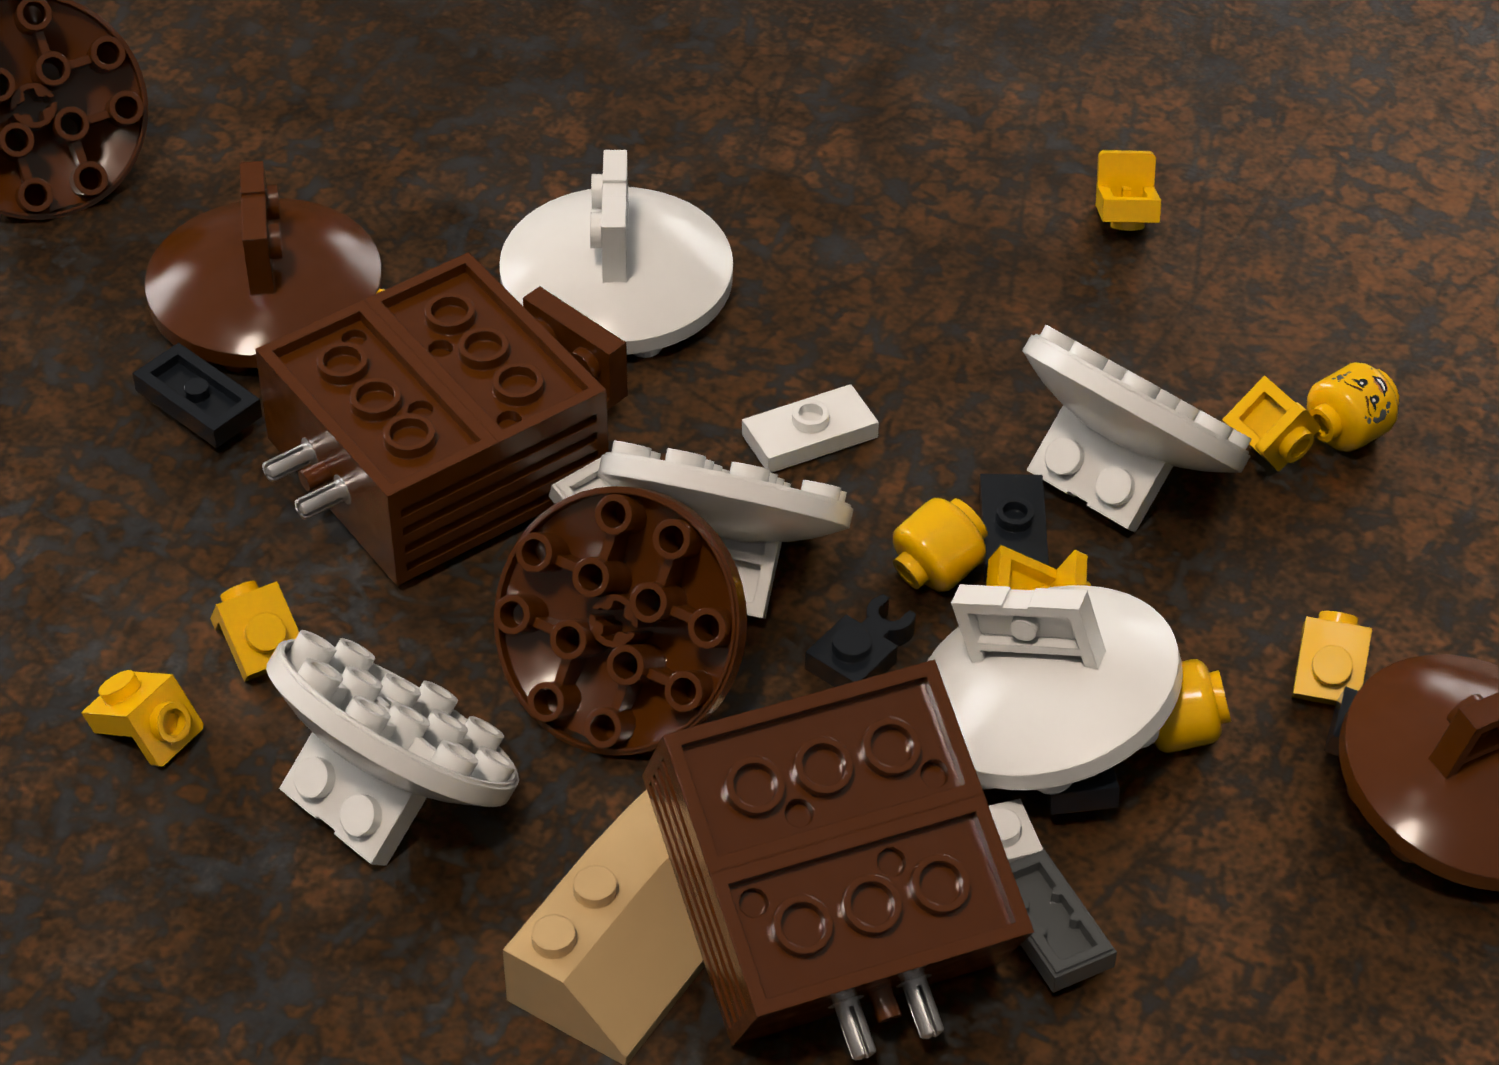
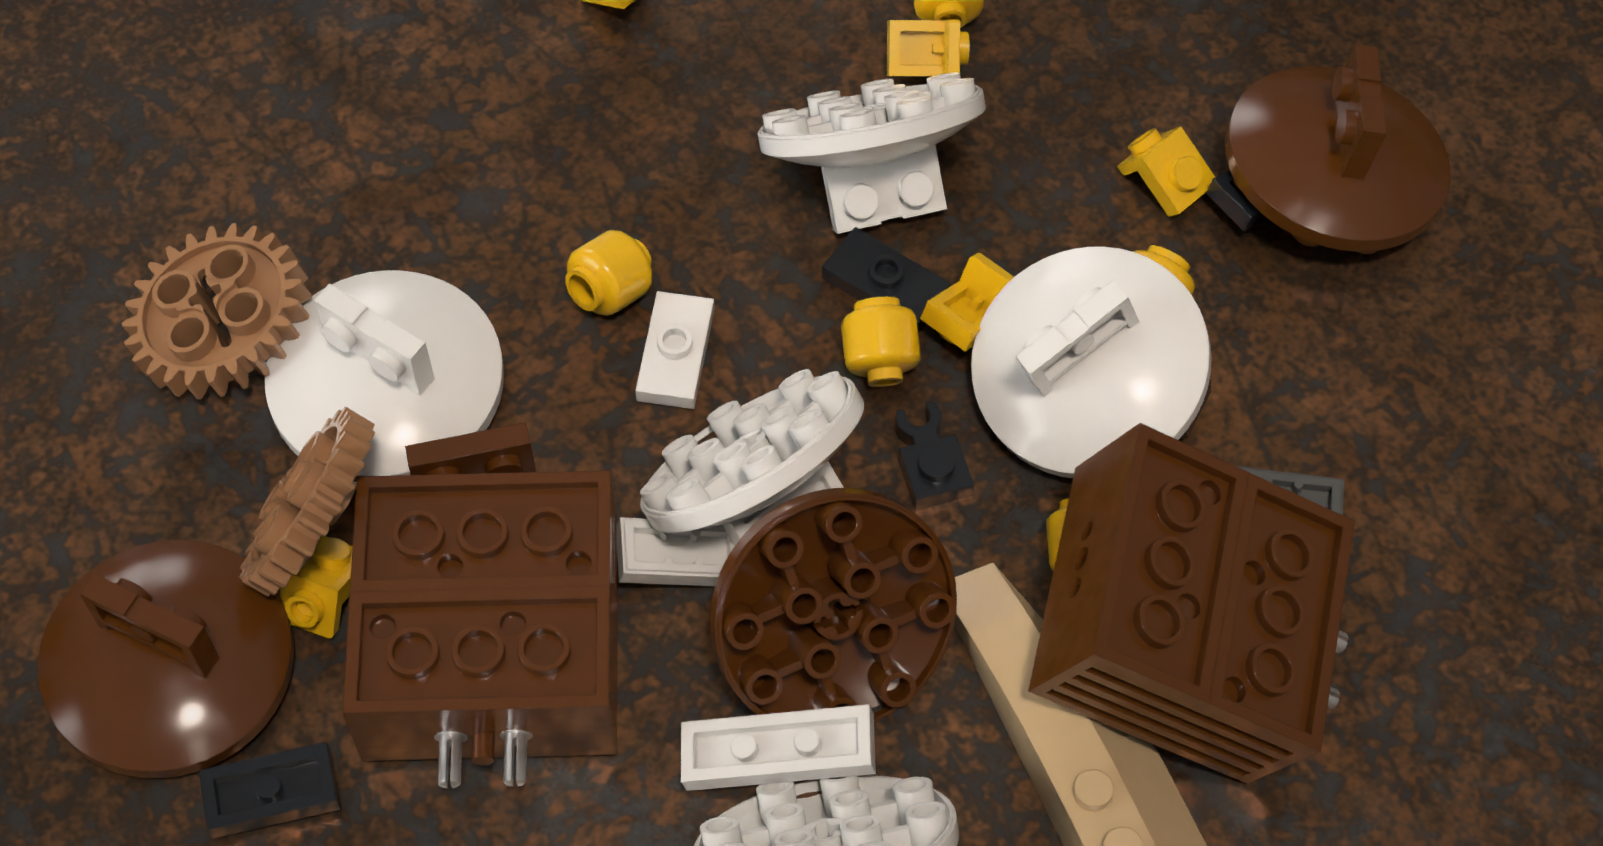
camera: 55 degrees left, 15 degrees up
(406, 250) = (307, 501): none -> medium nougat gear
(477, 672) = (778, 747): none -> white plate
(566, 141) = (177, 322): none -> medium nougat gear
(836, 343) = (608, 273): none -> yellow head

